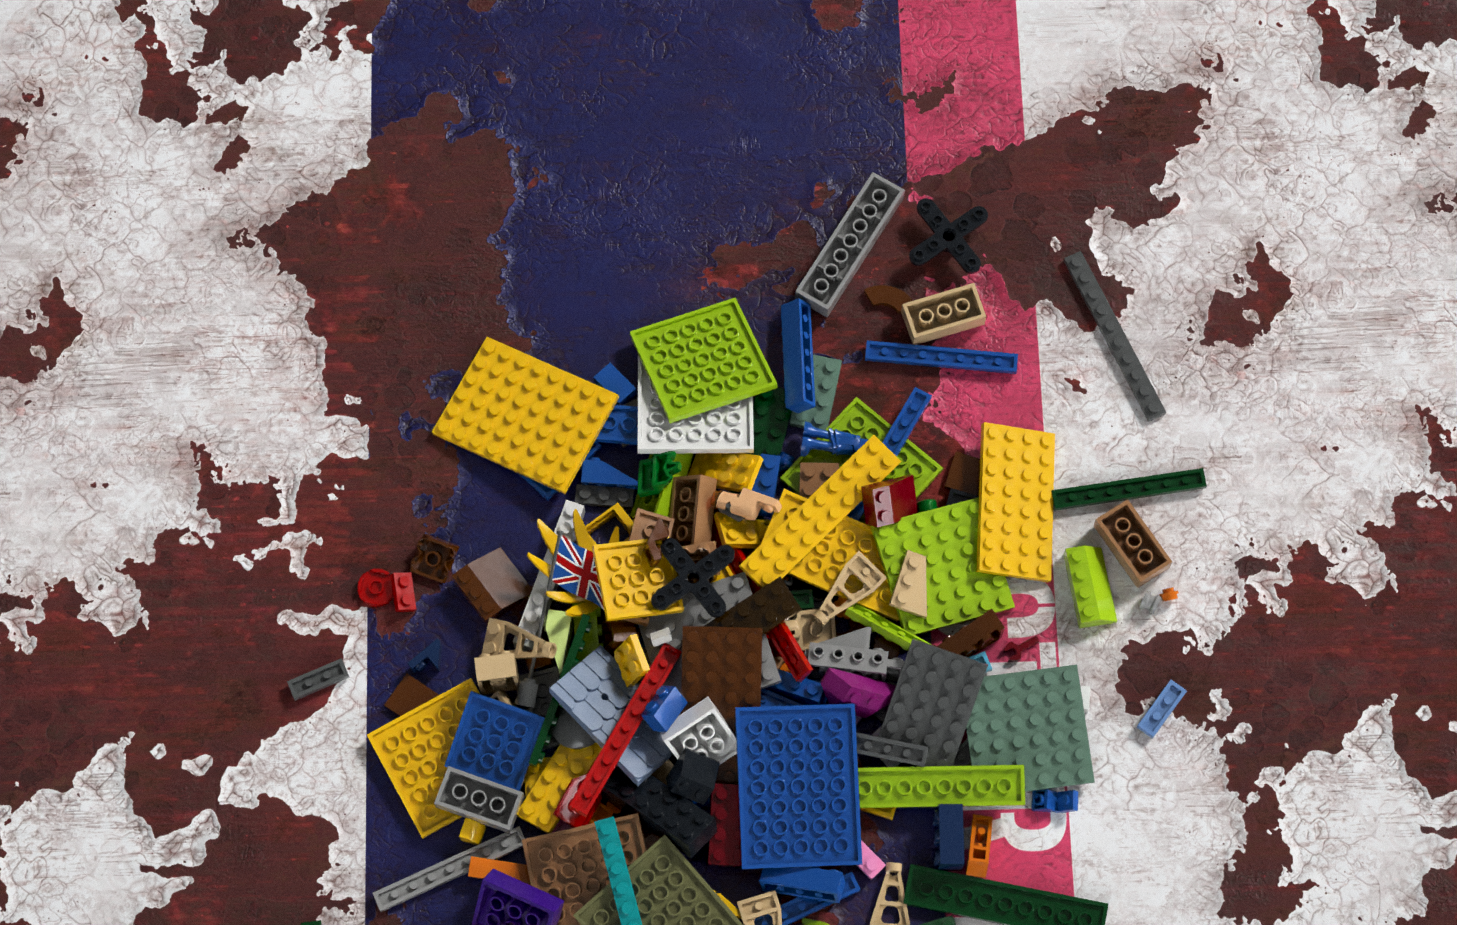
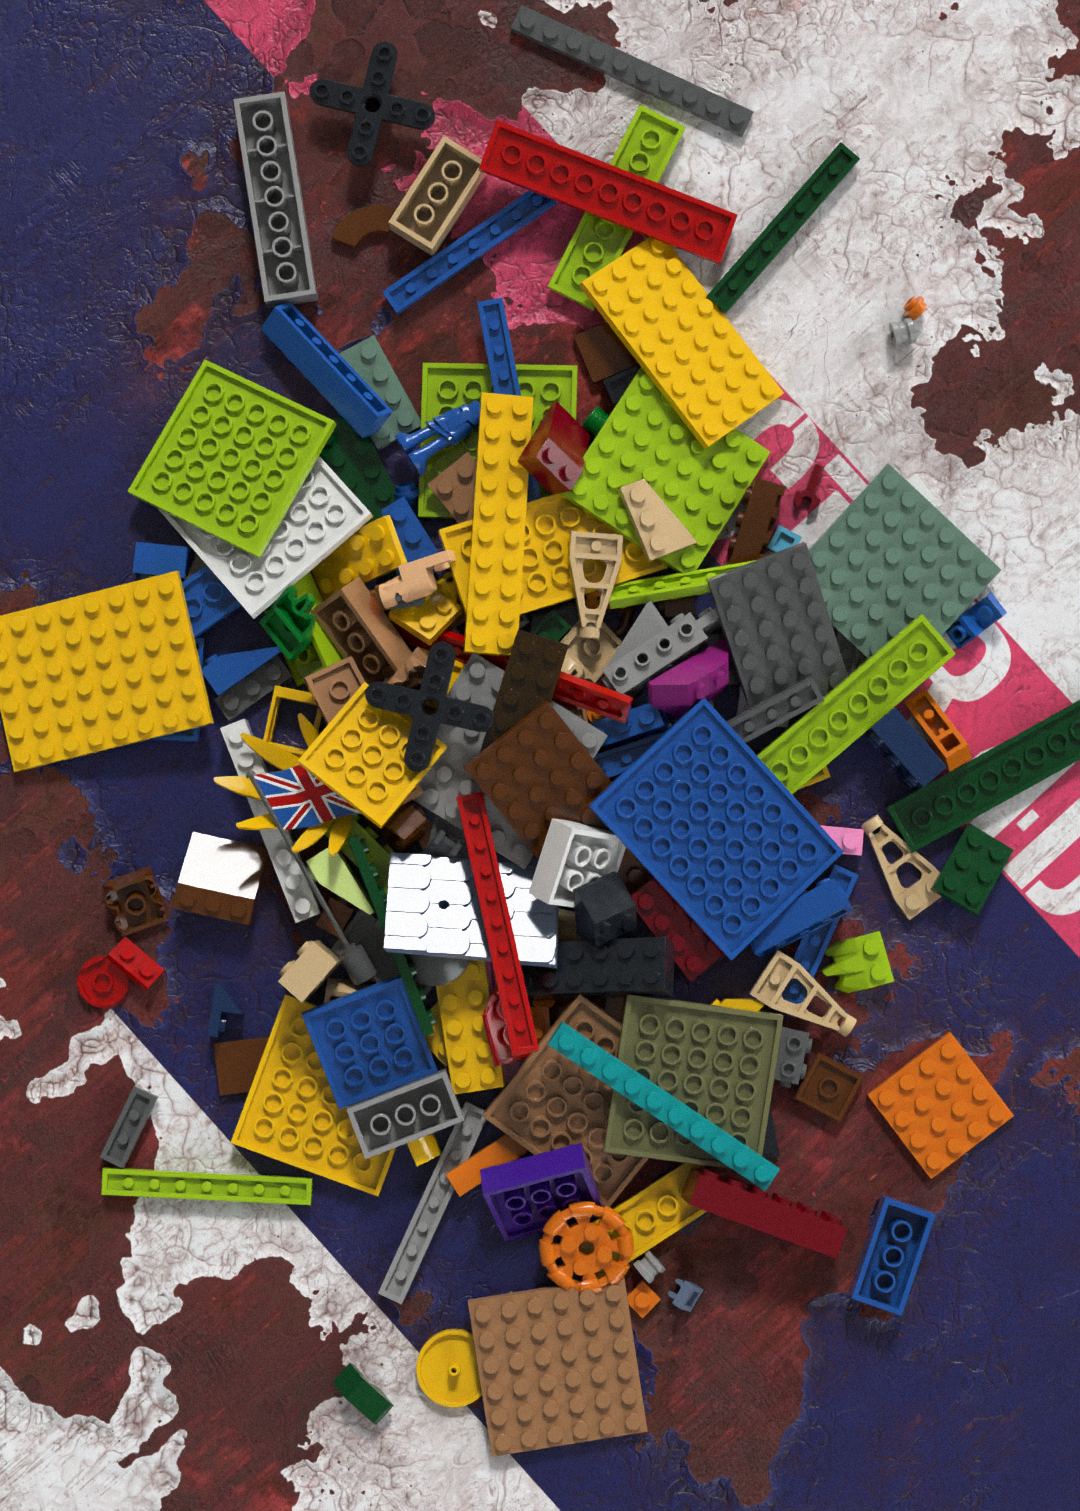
camera: 40 degrees left, 15 degrees up
(331, 750) = (207, 1186): none -> lime plate
(496, 638) = (276, 934): tan plate -> none
(631, 660) = (439, 845): yellow plate -> none
(658, 535) = (354, 692): reddish brown slope -> none
(661, 637) = (447, 794): white tile -> none
(664, 708) = (517, 868): blue brick -> none
(1042, 387) = (607, 192): none -> red plate
(1045, 398) = (596, 242): none -> lime plate
(1089, 586) = (827, 366): lime slope -> none
(1132, 543) = (836, 284): medium nougat brick -> none
(1161, 709) = (1003, 435): medium blue plate -> none

